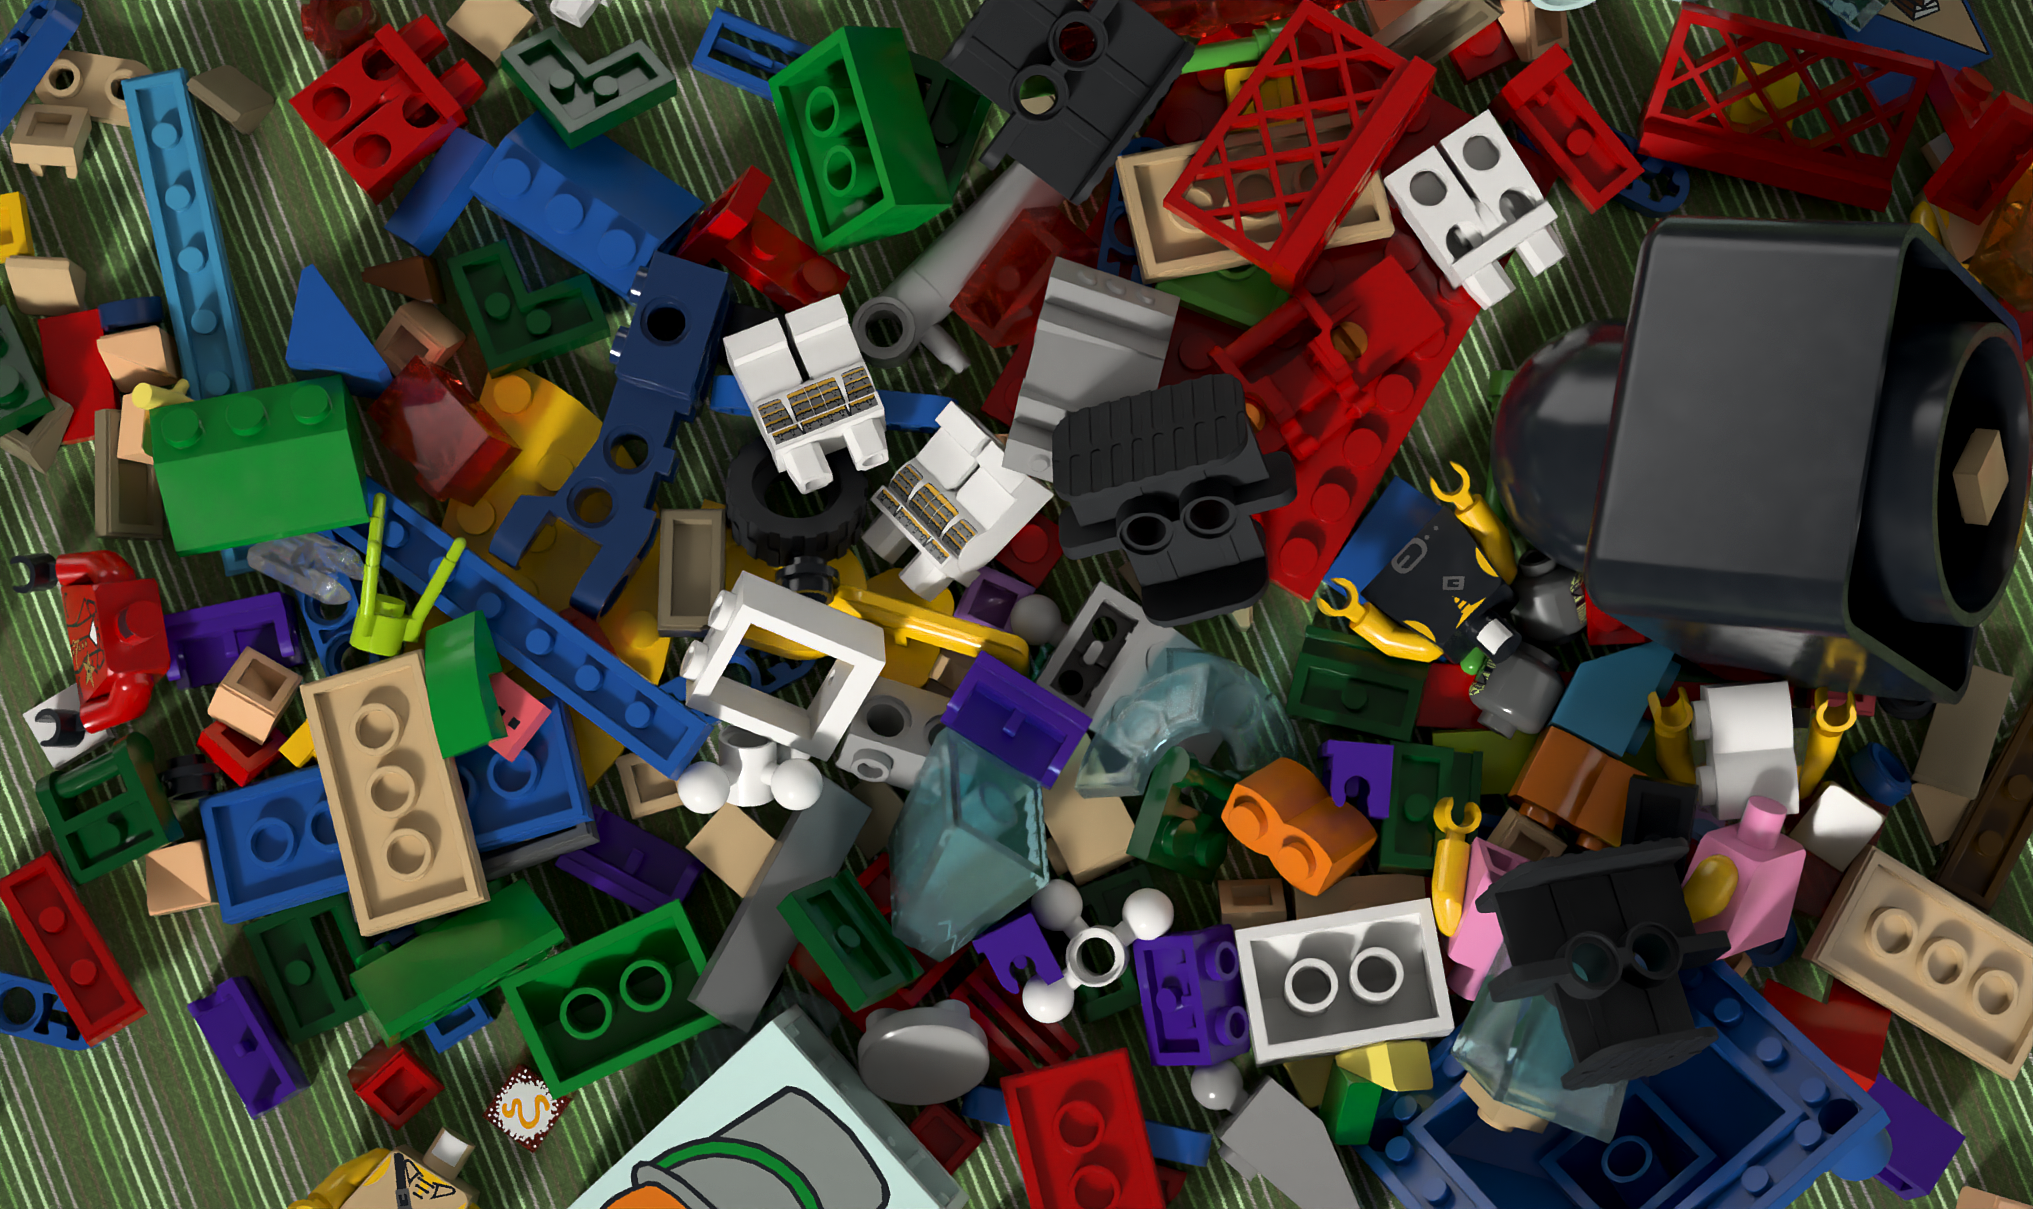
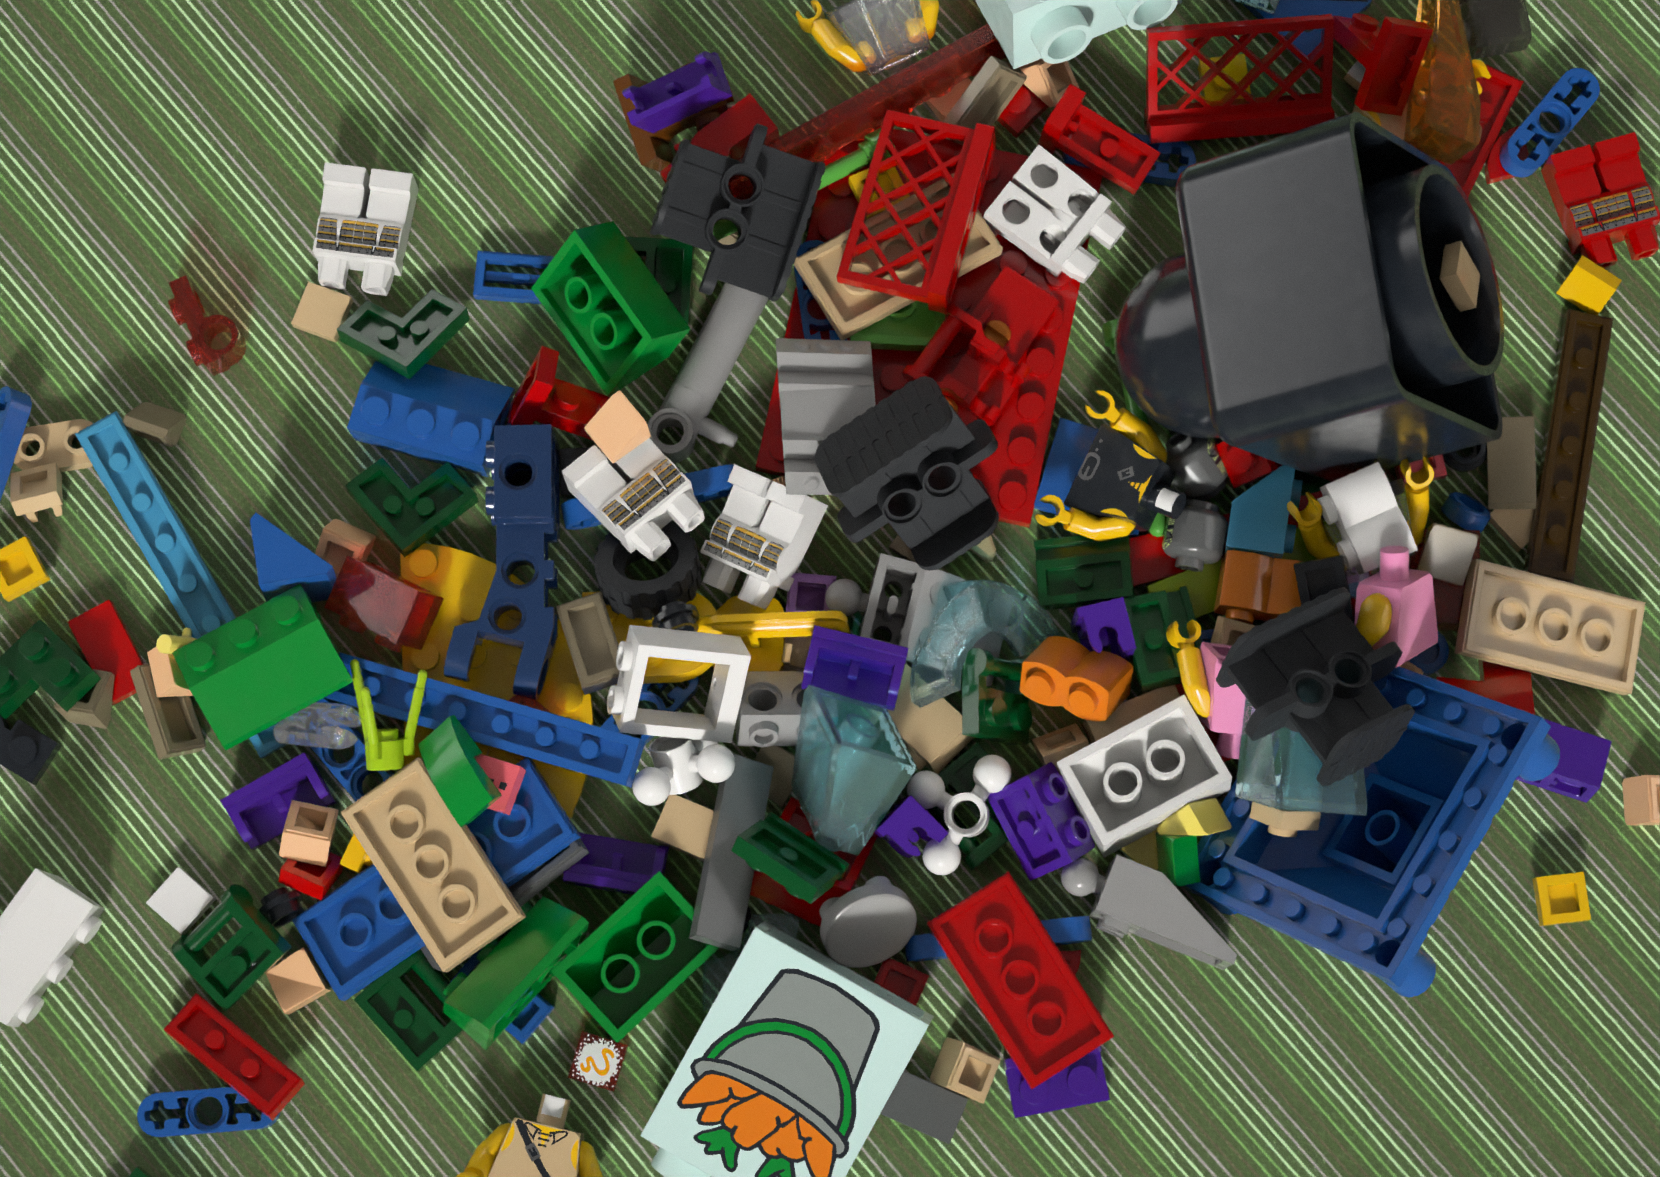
camera: 20 degrees left, 5 degrees down
(46, 285) = (65, 595): tan slope -> none
(113, 638) = (195, 823): red torso -> none
(131, 313) = (133, 595): dark blue tile -> none
(140, 357) = (148, 622): light nougat slope -> none
(249, 1046) = (384, 1085): dark purple hinge -> none
(385, 107) = (269, 392): red hips -> none
(394, 1082) = (497, 1075): red slope -> none
(410, 276) = (322, 504): reddish brown slope -> none
(440, 192) = (325, 440): blue tile -> none
(646, 787) = (611, 803): tan tile -> none
(812, 306) = (617, 427): none -> light nougat slope
(1012, 281) = (750, 368): clear red brick -> none
(1032, 551) = (825, 552): red plate -> none
(1045, 1041) = (923, 883): red tile -> none

